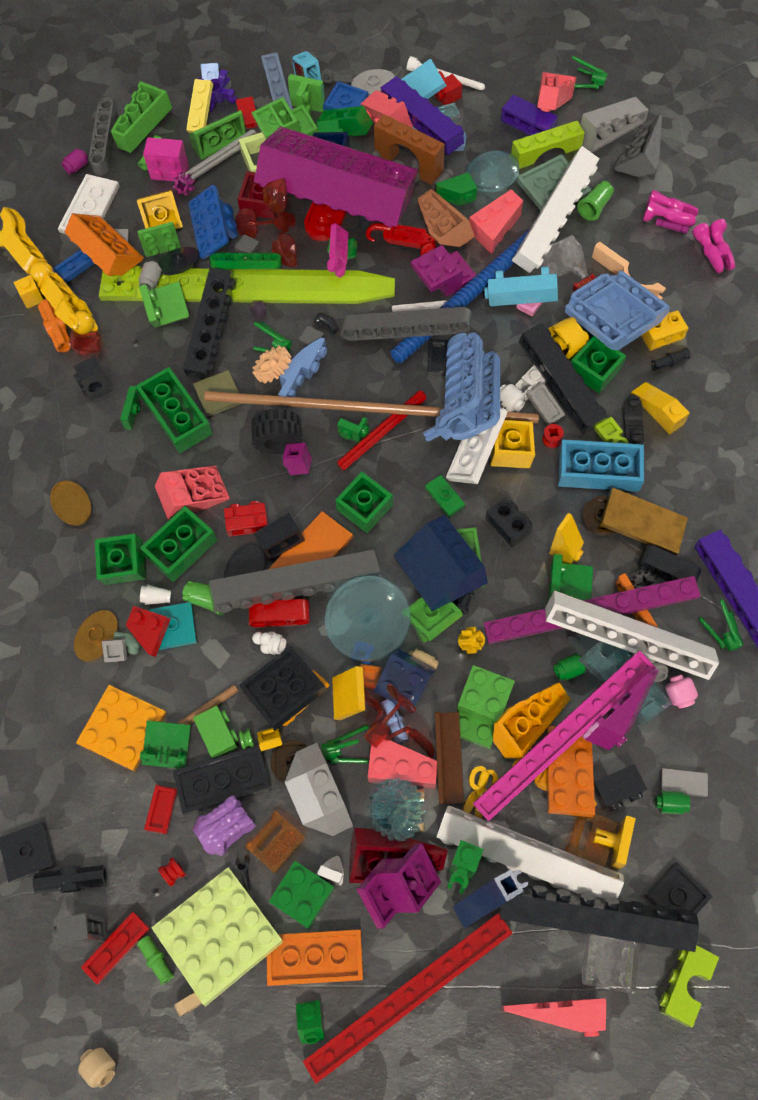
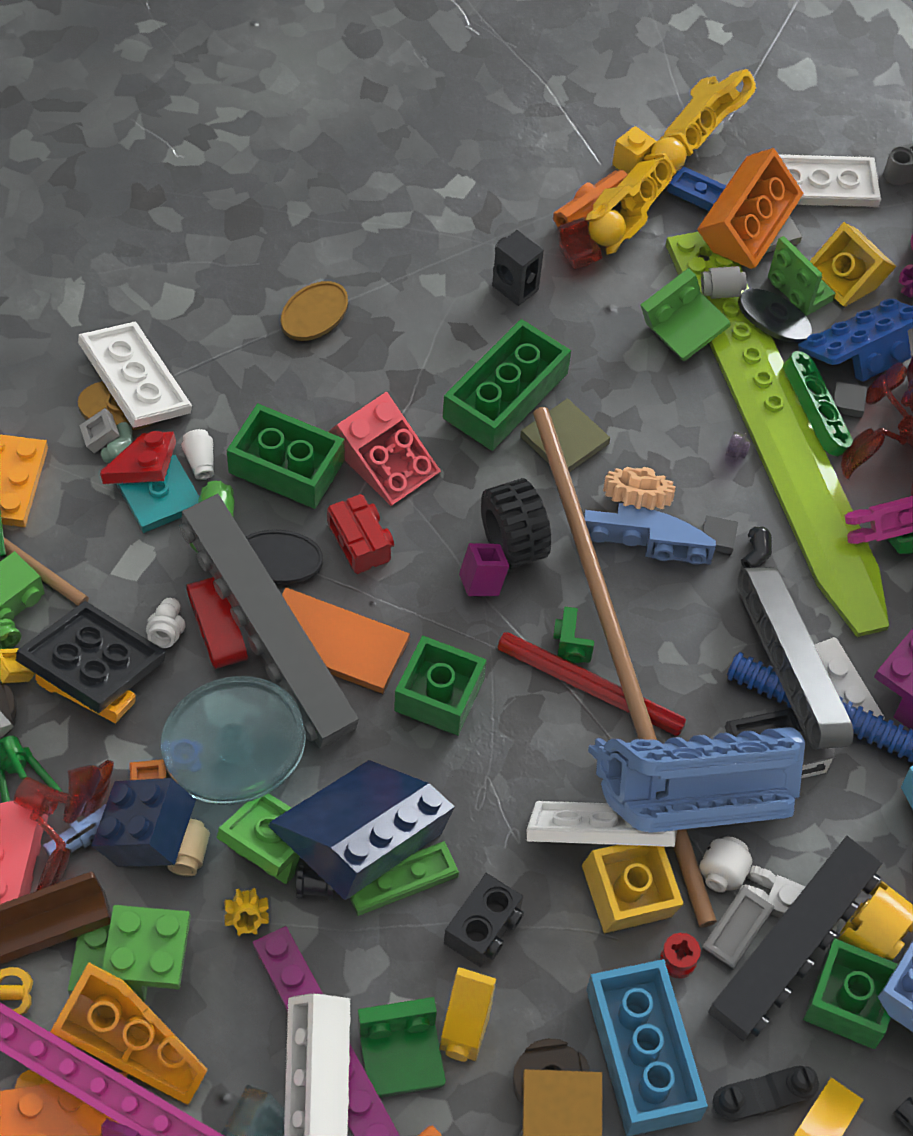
camera: 65 degrees right, 10 degrees down
(74, 161) = (886, 135): magenta brick -> none
(78, 620) = (134, 374): none -> white tile
(119, 559) = (235, 387): green brick -> none
(131, 408) = (486, 331): green plate -> none
(216, 280) = (676, 384): black brick -> none
(278, 339) = (687, 495): green plant -> none
(279, 536) = (341, 583): black brick -> none
(348, 693) = (104, 748): yellow tile -> none
(444, 496) = (501, 810): green plate -> none
(569, 667) = (234, 1076): green brick -> none
(610, 431) = (726, 1055): lime plate -> none

